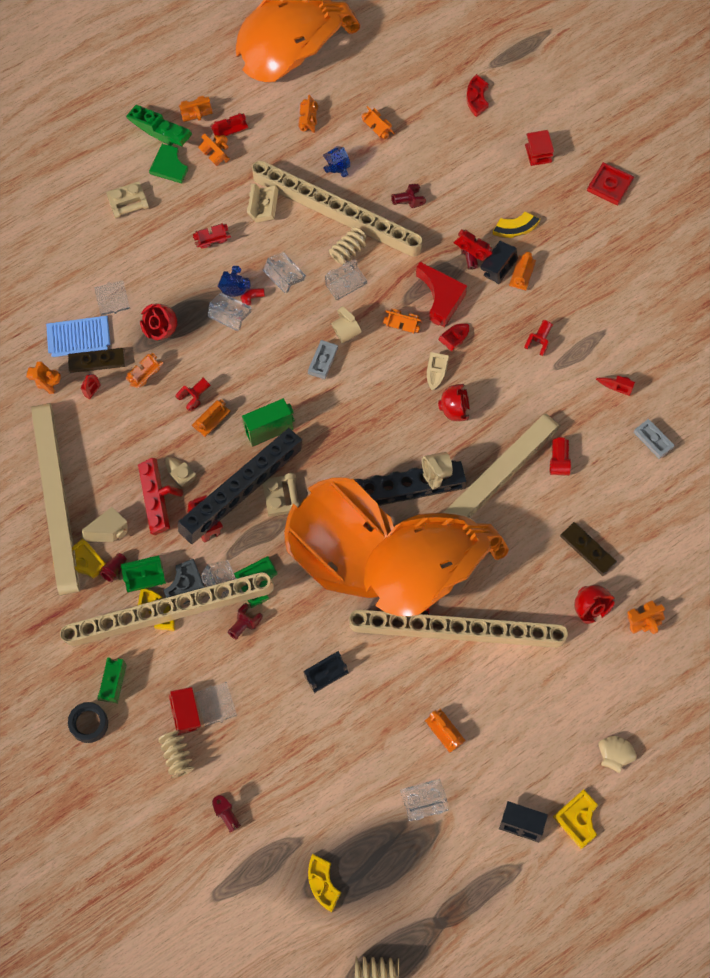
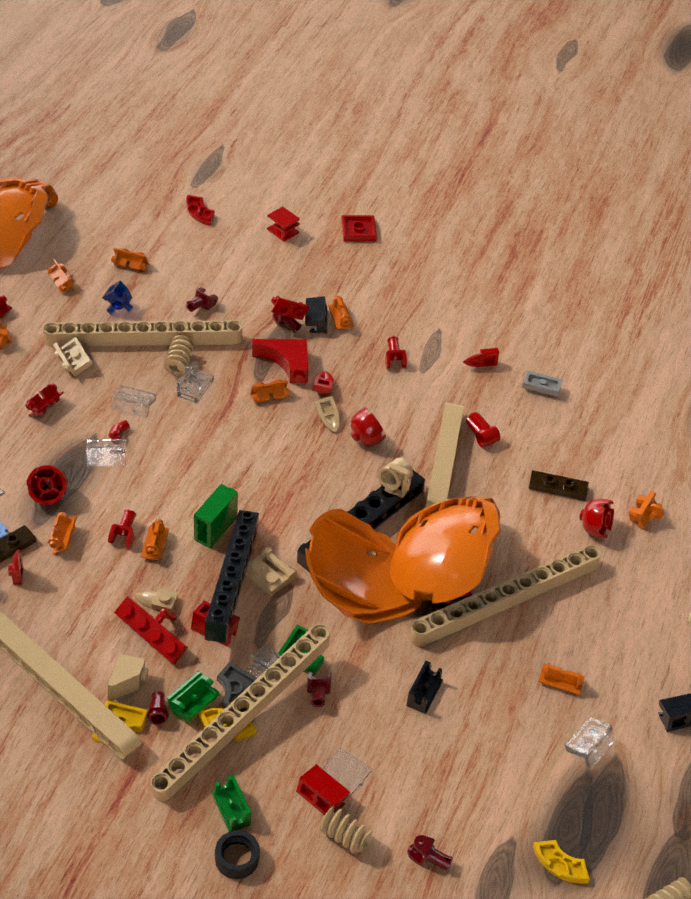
camera: 40 degrees left, 20 degrees down
(233, 284) = (96, 425): clear blue piece -> none
(322, 359) = (223, 450): light grey plate -> none
(346, 326) = (225, 414): tan piece -> none
(514, 227) = (308, 286): yellow tile -> none

